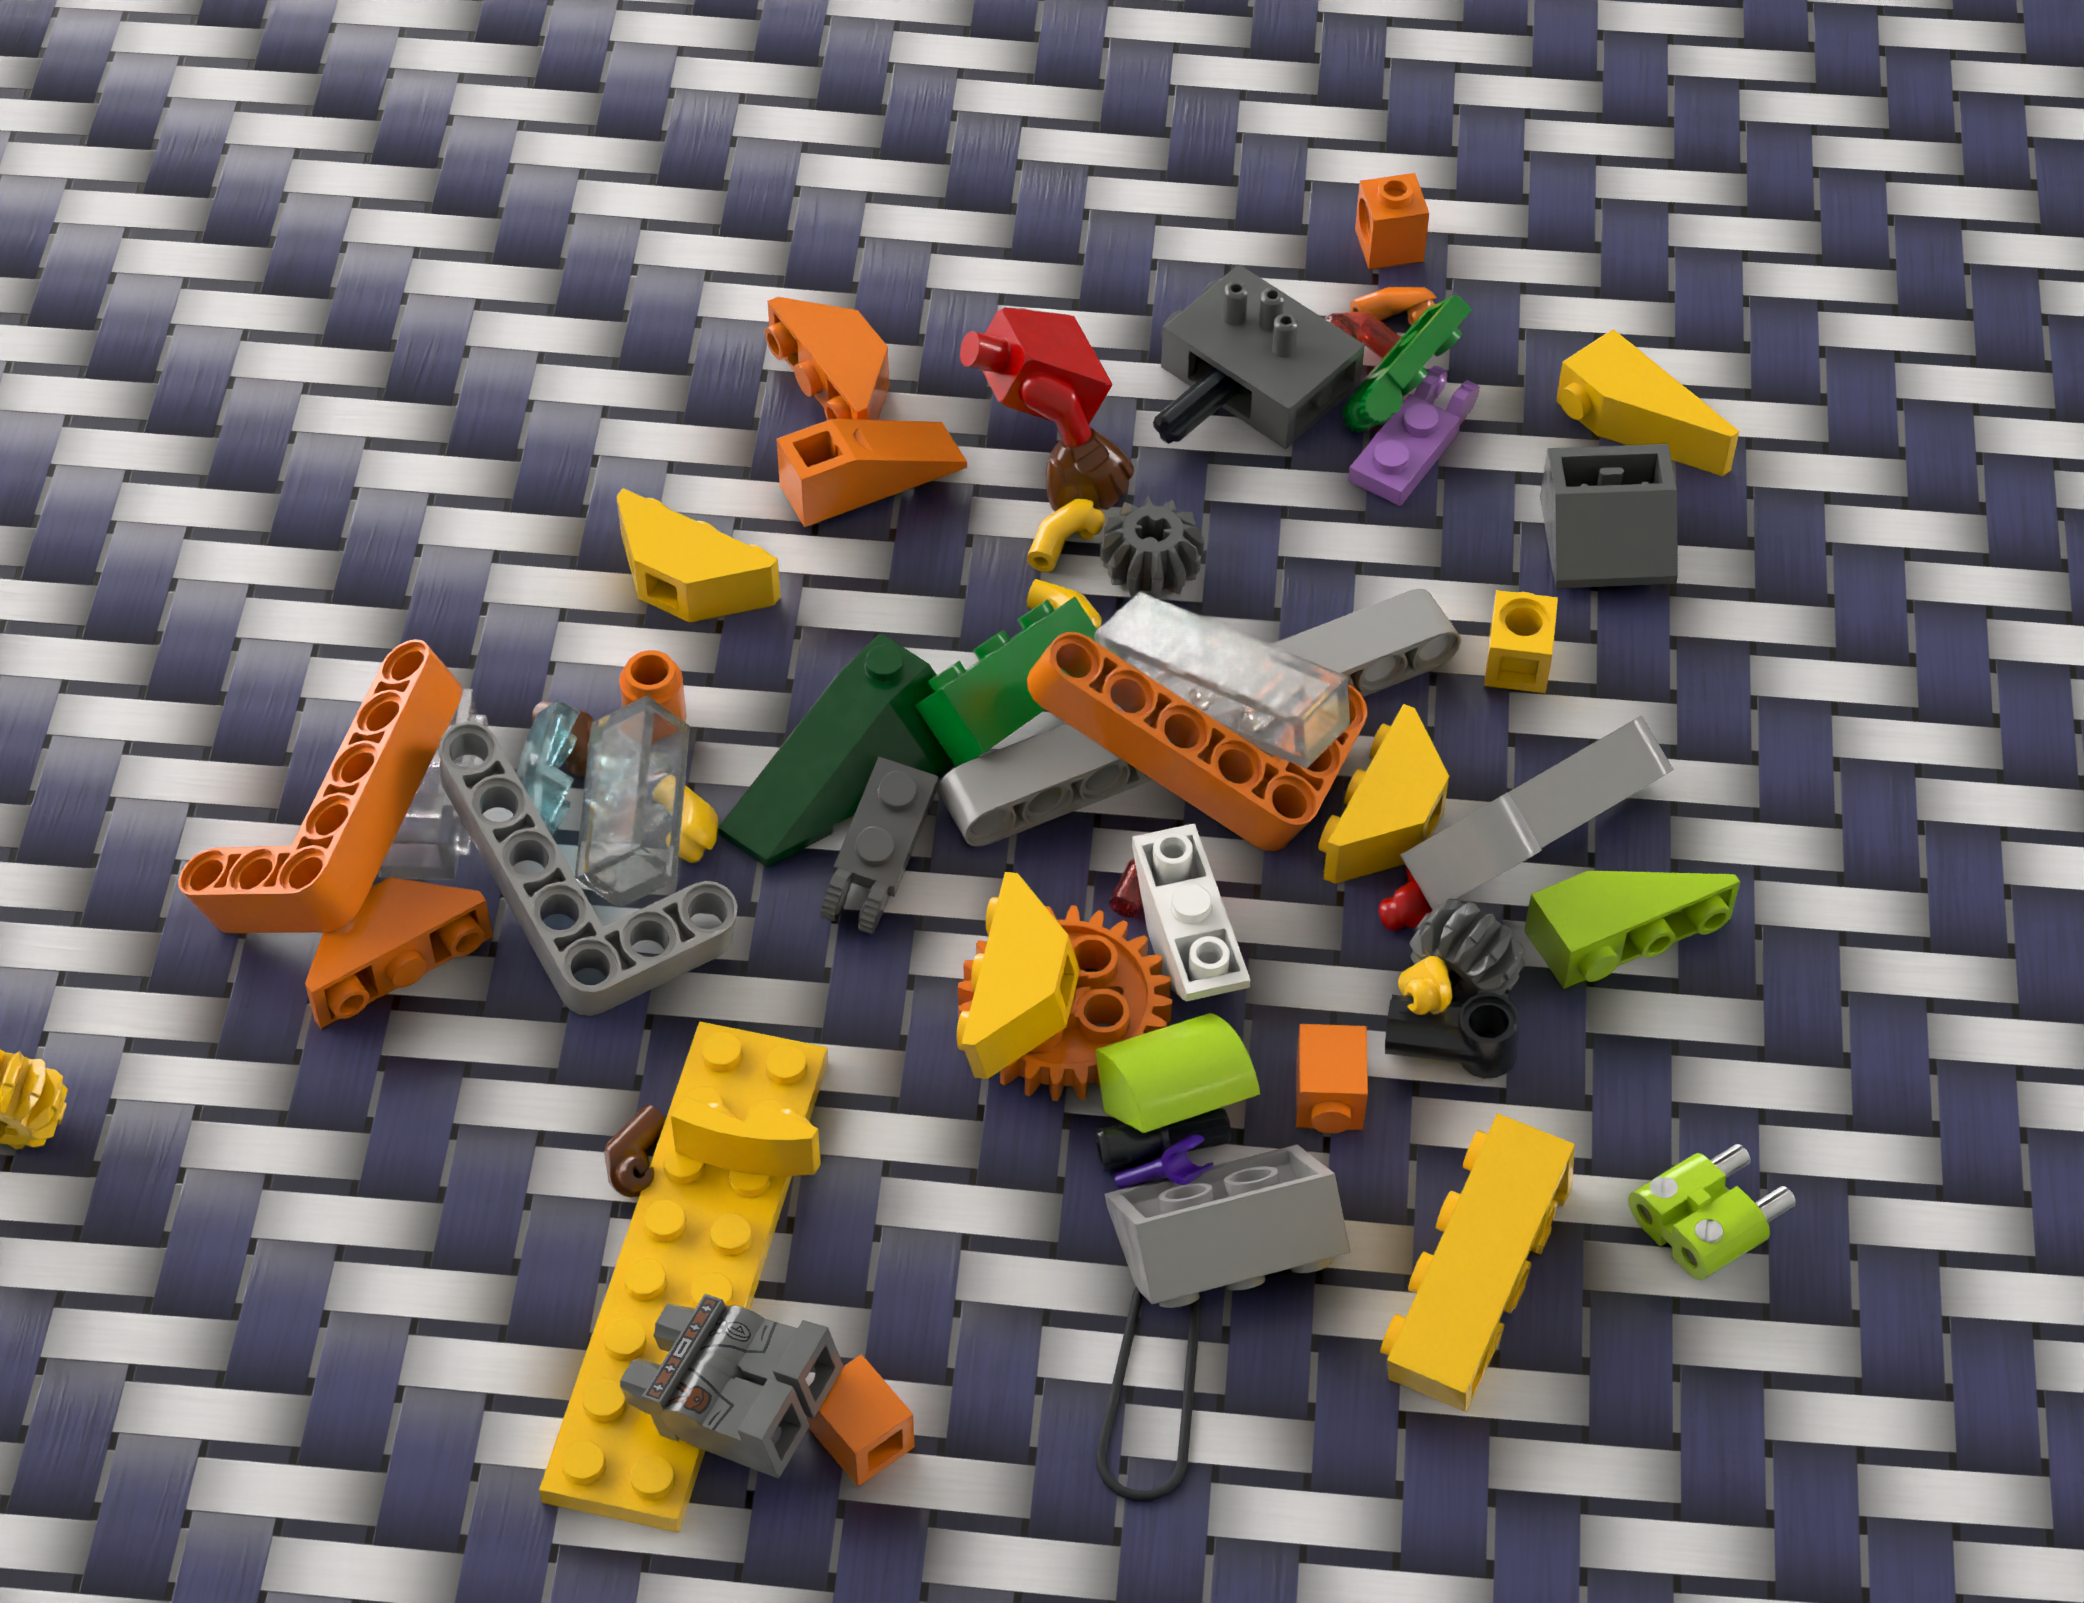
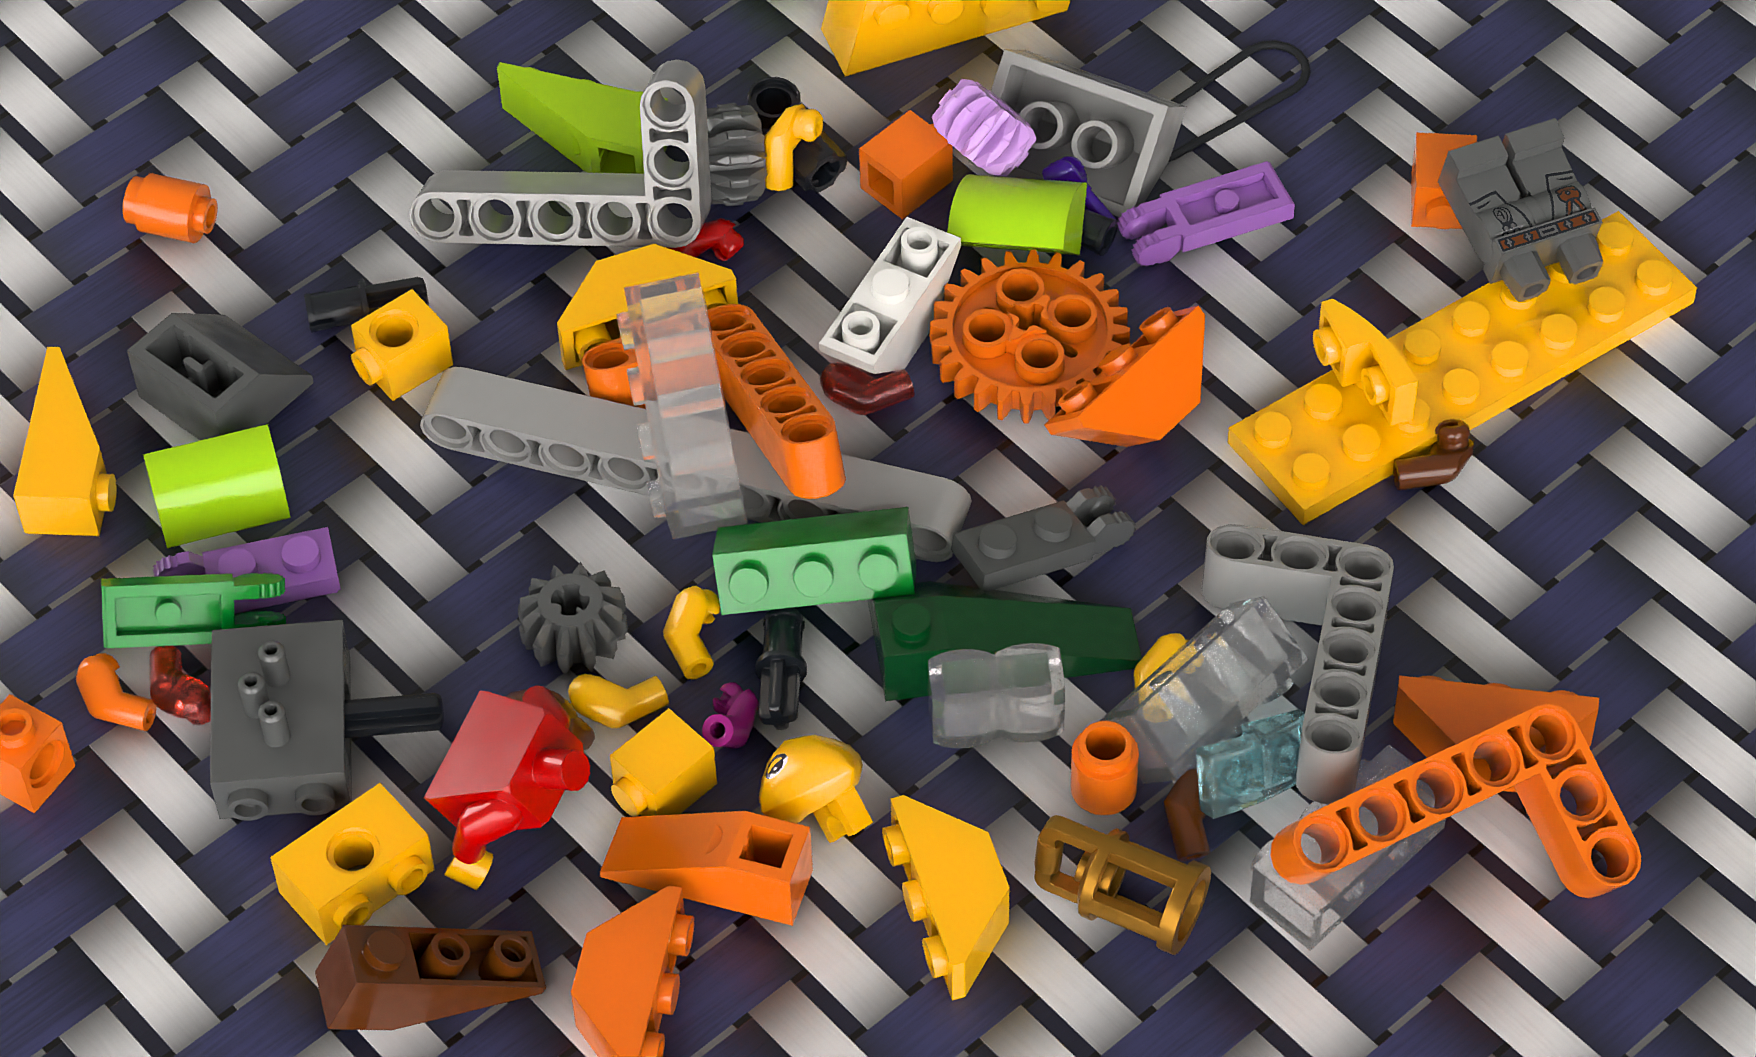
camera: 135 degrees left, 0 degrees up
(586, 630) = (1102, 873): none -> pearl gold piece
(776, 689) = (996, 695): none -> clear brick
(851, 551) = (818, 778): none -> yellow piece
(917, 985) = (1141, 385): none -> orange slope
(957, 566) = (734, 718): none -> magenta arm
(968, 622) = (781, 667): none -> black axle
(969, 499) = (662, 768): none -> yellow brick
(980, 279) = (422, 974): none -> reddish brown slope
(1019, 983) = (1073, 311): yellow slope -> none
(1035, 1240) = (1206, 213): none -> medium lavender hinge
(1106, 301) = (367, 832): none -> yellow brick
(1284, 1082) = (983, 128): none -> lavender gear
(1508, 459) = (217, 486): none -> lime brick
(1596, 661) = (355, 302): none -> black axle
(1828, 614) = (170, 207): none -> orange brick

